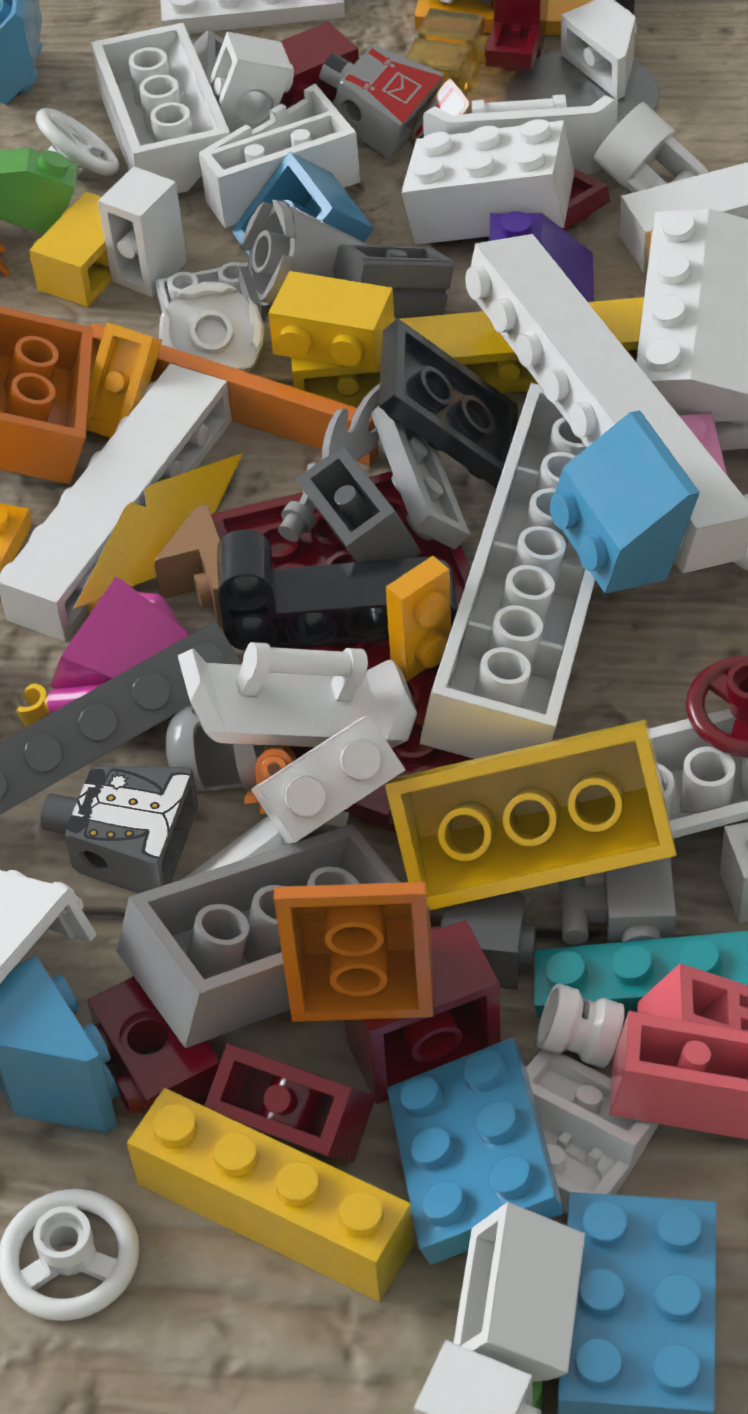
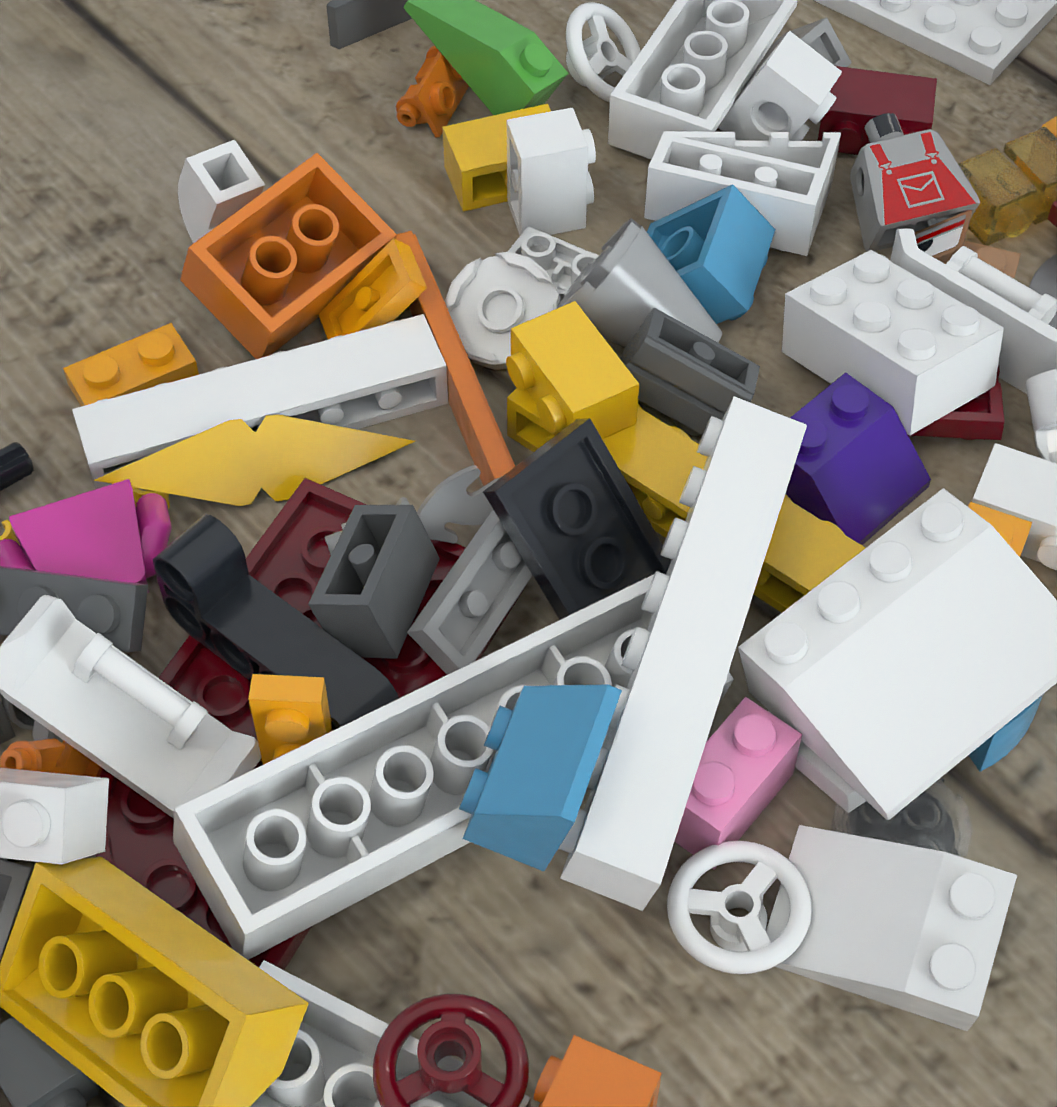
camera: 40 degrees right, 5 degrees up
(190, 562) = (250, 501): medium nougat slope -> none

